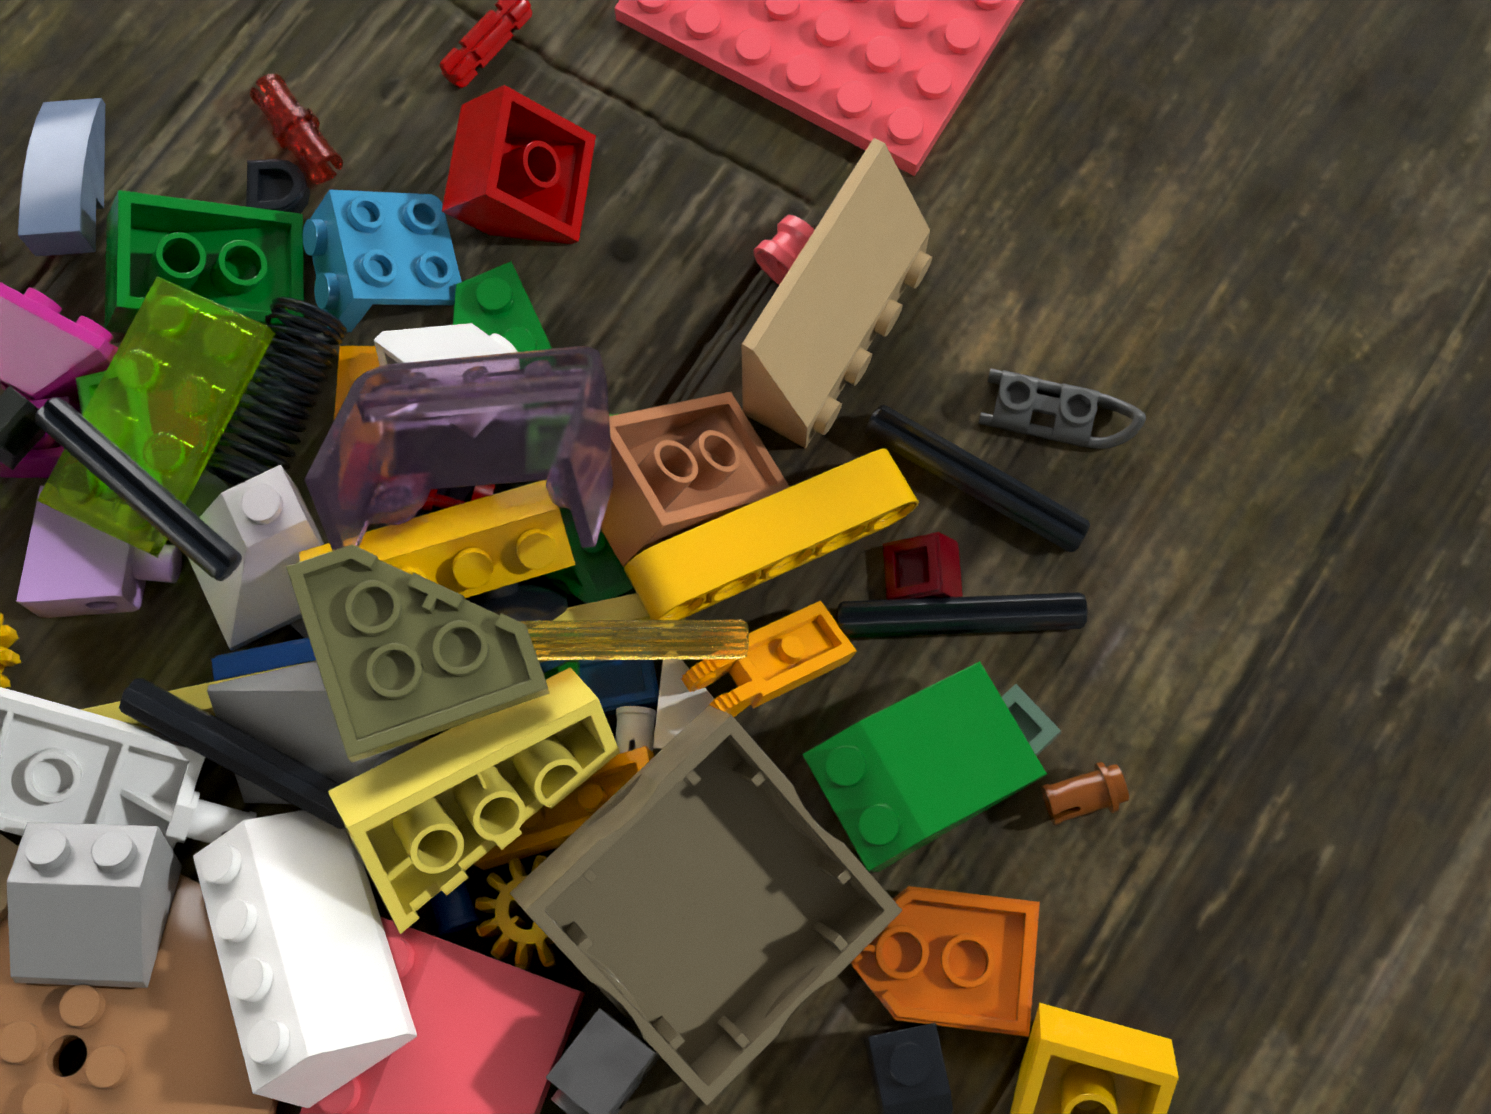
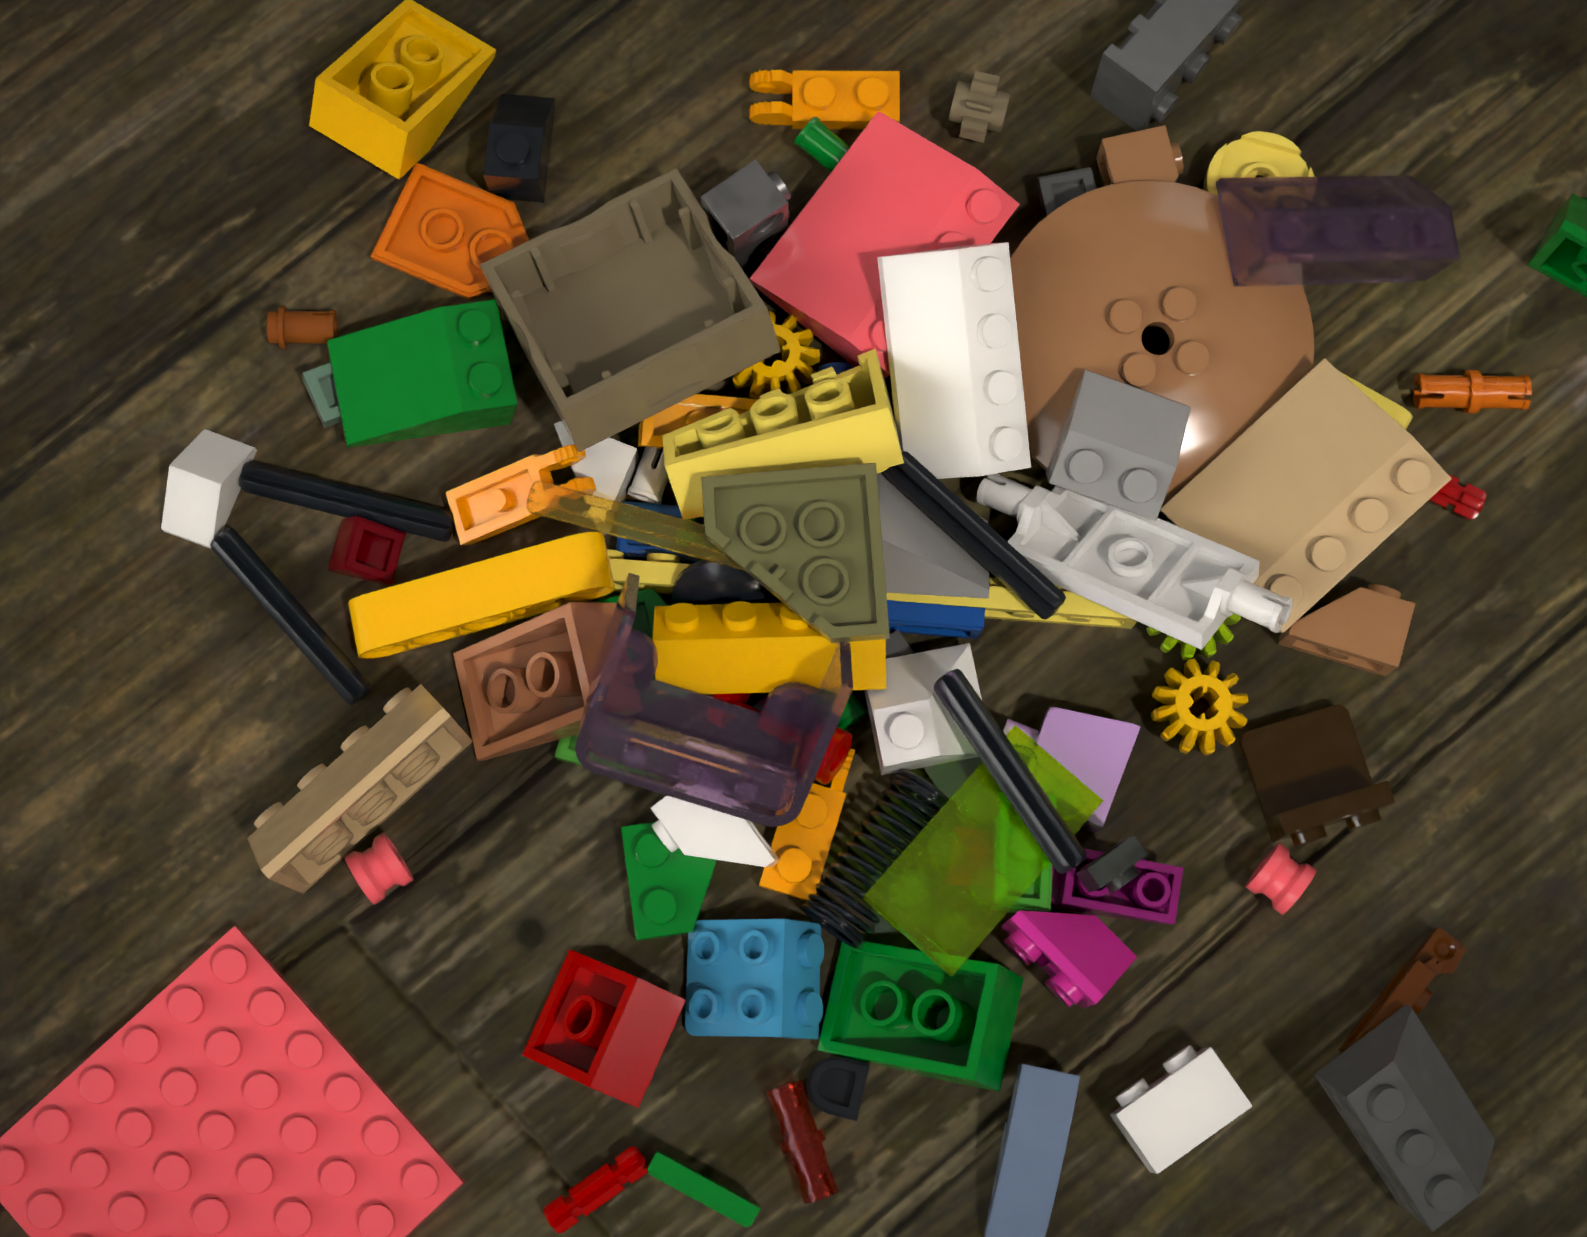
camera: 165 degrees left, 5 degrees up
(379, 59) = (703, 1189): none -> green tile
(1072, 409) = (184, 648): dark grey piece -> none
(1120, 589) = (204, 487): none -> white slope

